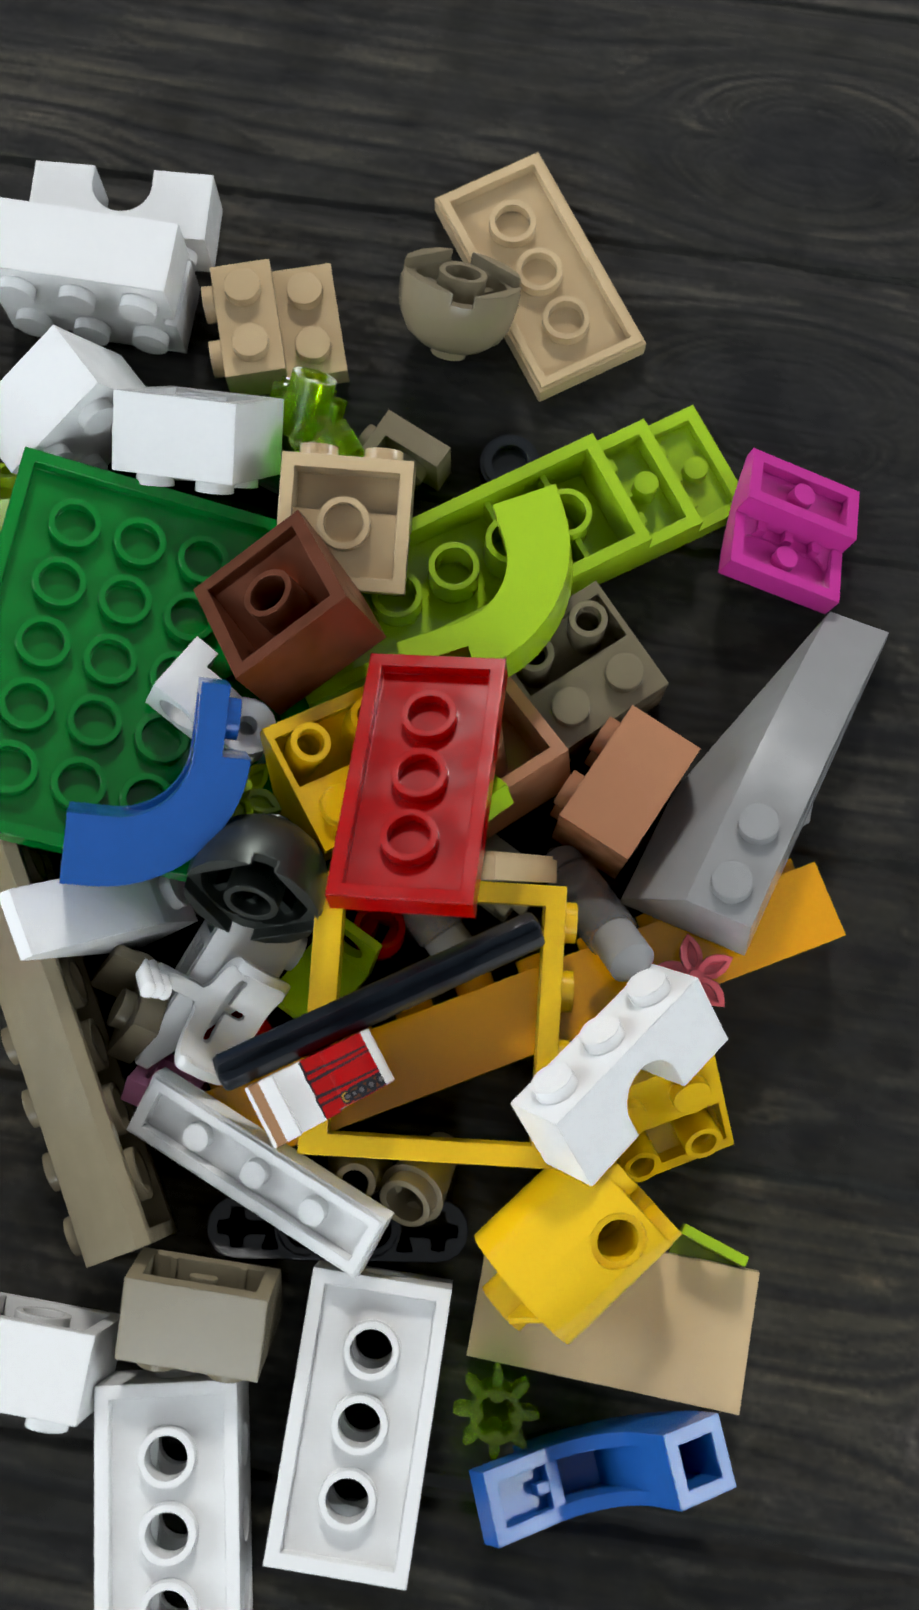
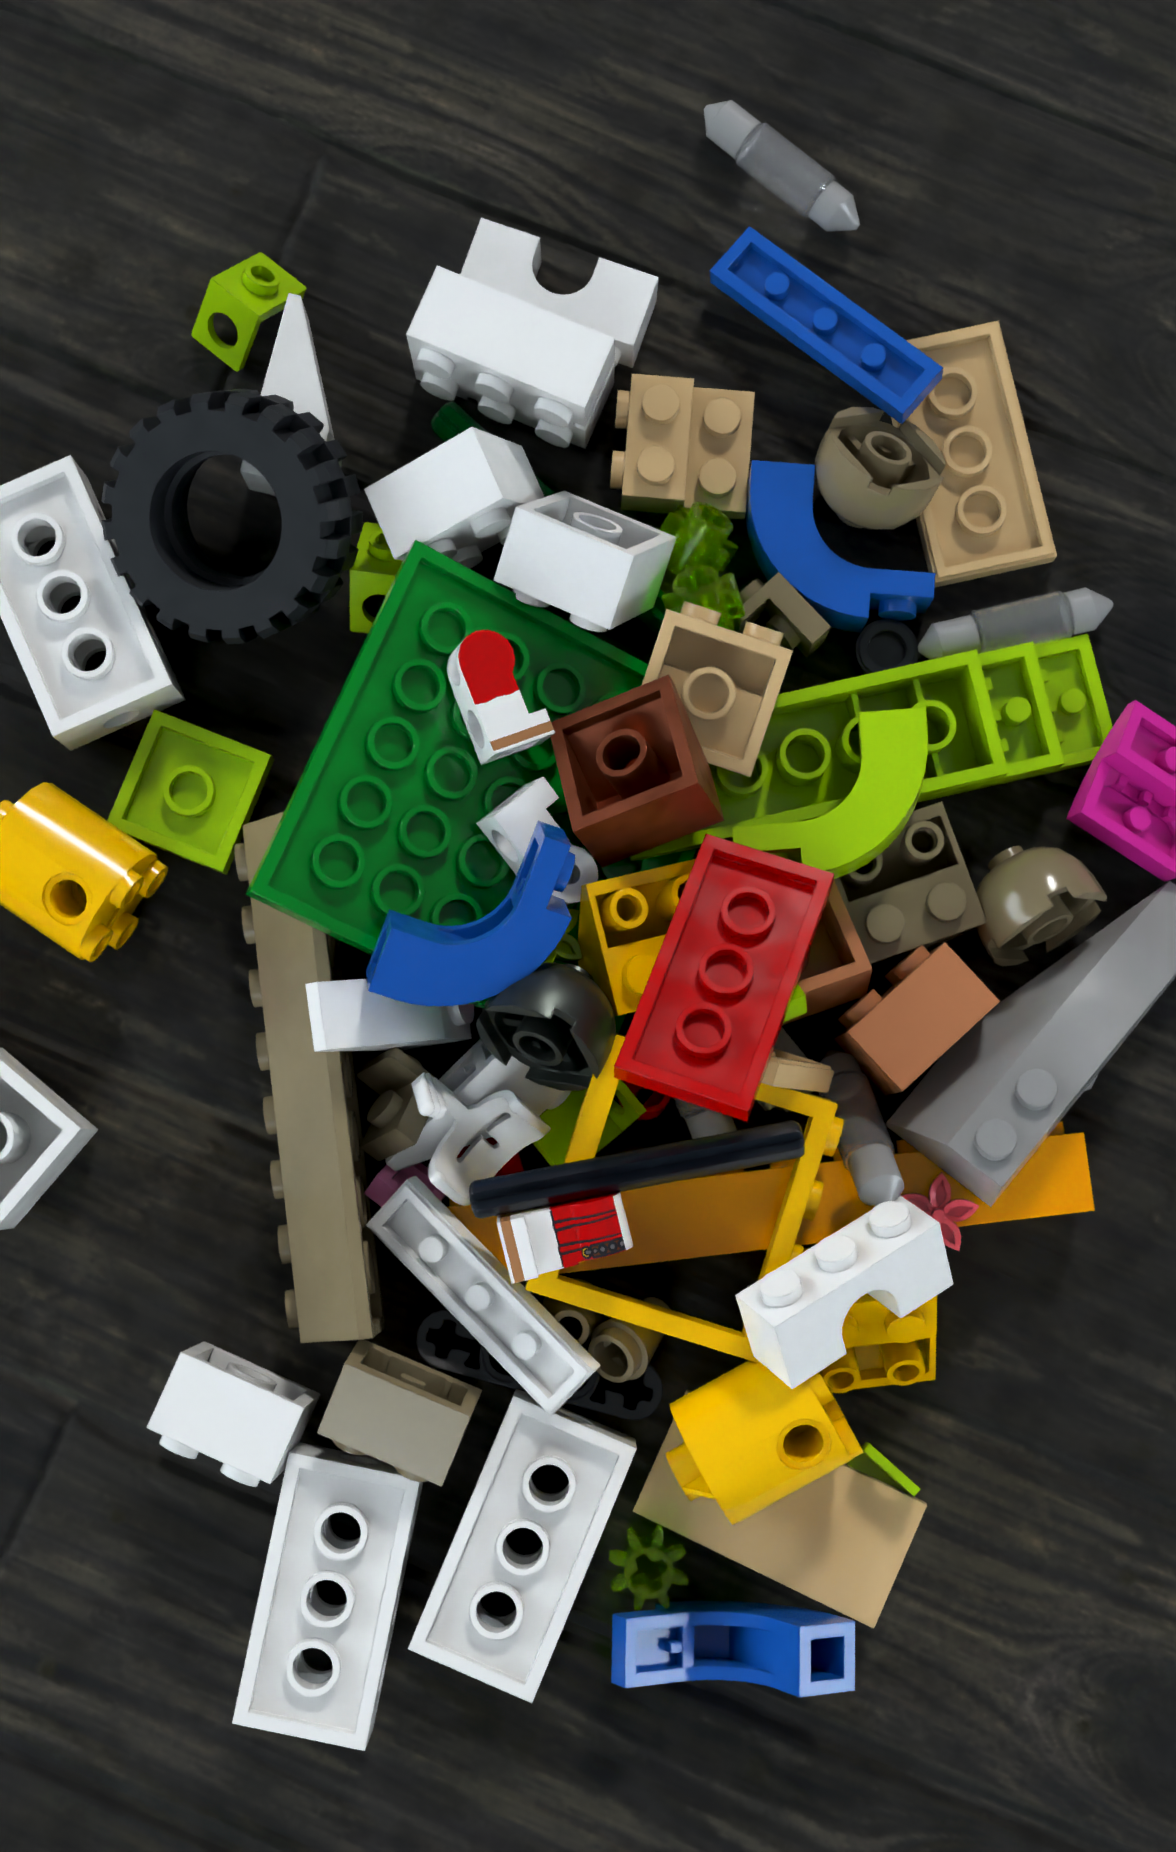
camera: 15 degrees right, 5 degrees up
(132, 578) = (491, 699): none -> leg
(307, 65) = (781, 167): none -> piece
(381, 187) = (826, 325): none -> blue plate
(457, 416) = (788, 543): none -> blue arch
(646, 399) = (1026, 620): none -> piece
(709, 654) = (1033, 900): none -> dark tan cylinder

